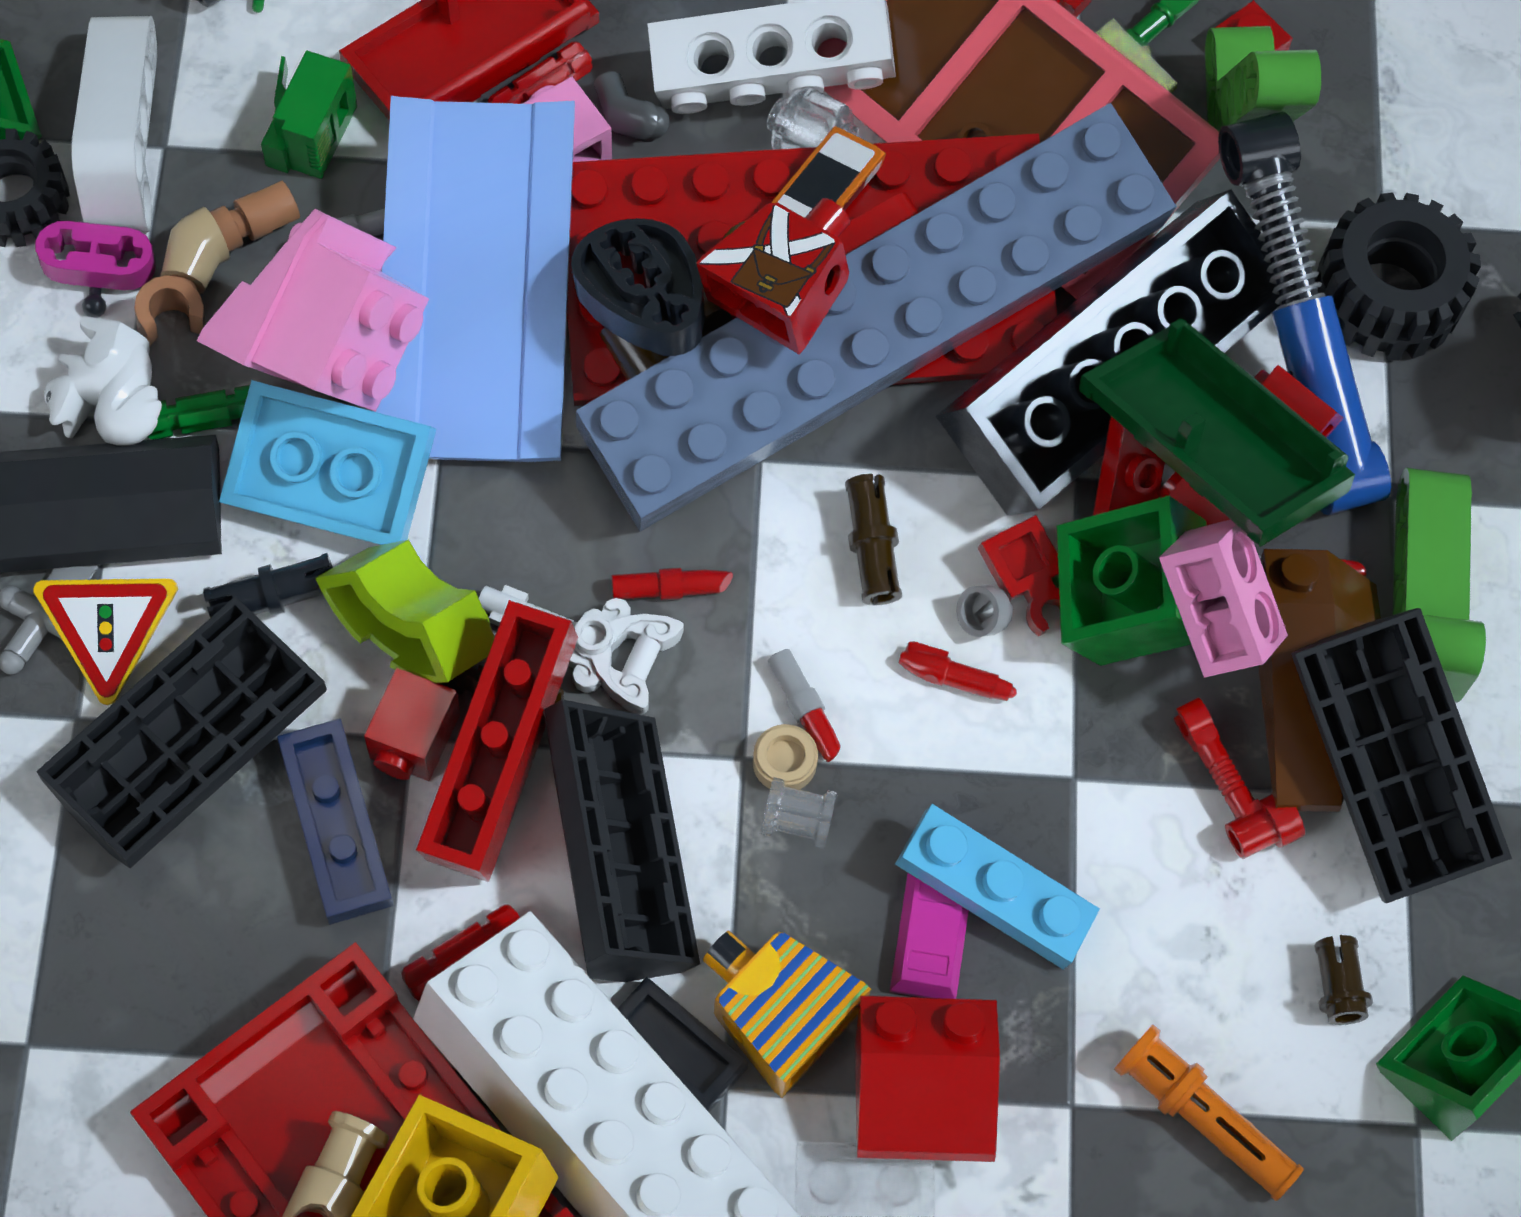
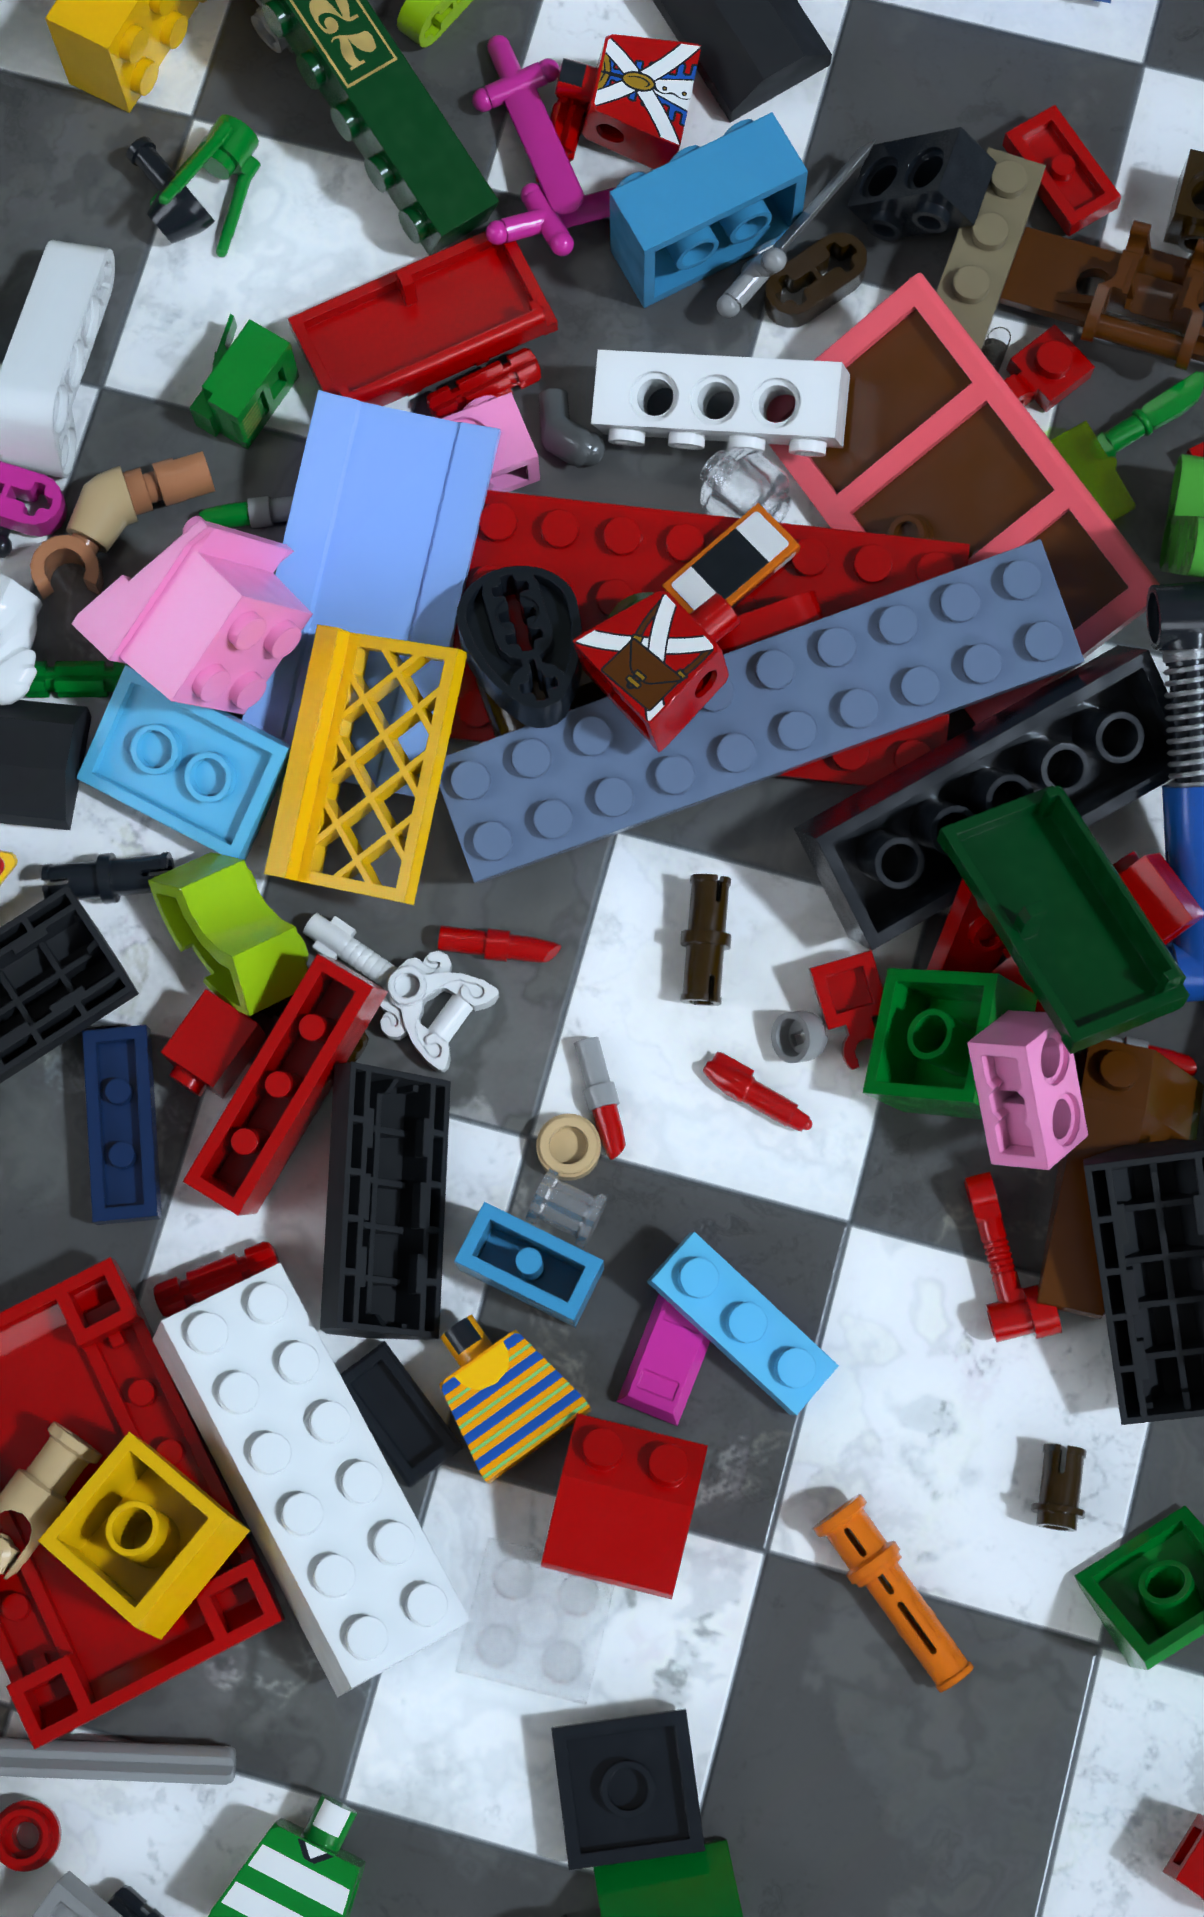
camera: 20 degrees right, 10 degrees up
(463, 438) = (325, 758): none -> yellow fence
(777, 868) = (529, 1264): none -> dark azure brick

